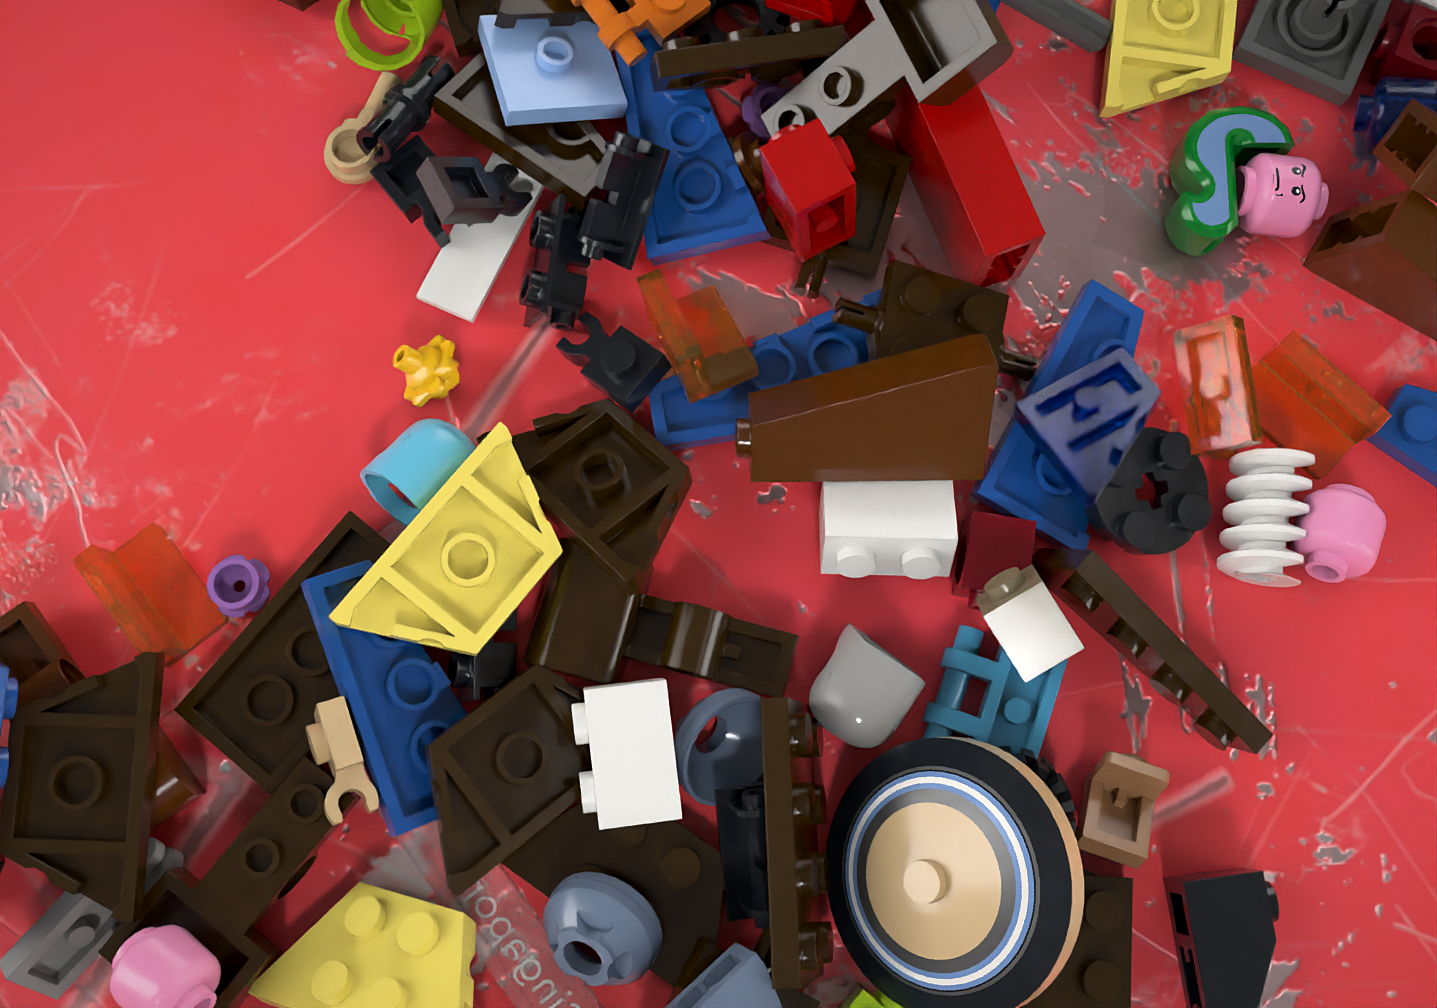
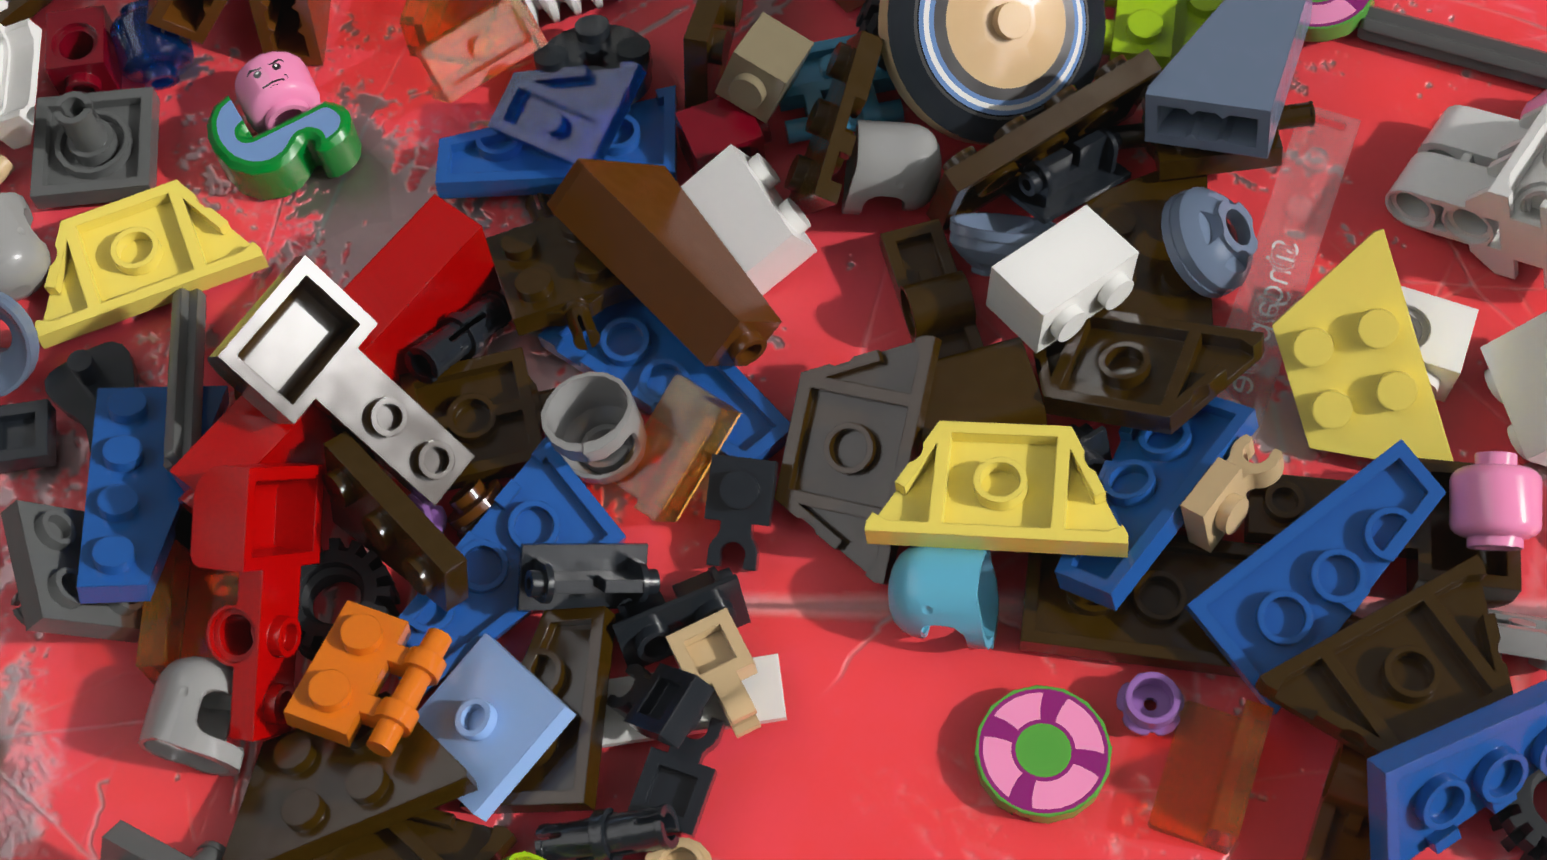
camera: 115 degrees left, 15 degrees down
(221, 768) = (1317, 568): none -> blue wing
(260, 476) = (1042, 754): none -> tile
(428, 371) = (849, 659): yellow plant -> none
(488, 258) = (720, 658): none -> tan plate
(739, 272) = (595, 423): none -> light grey helmet
(810, 187) = (495, 396): red brick -> none
(900, 625) = (831, 143): none -> dark brown wing
(903, 180) = (440, 350): none -> black pin

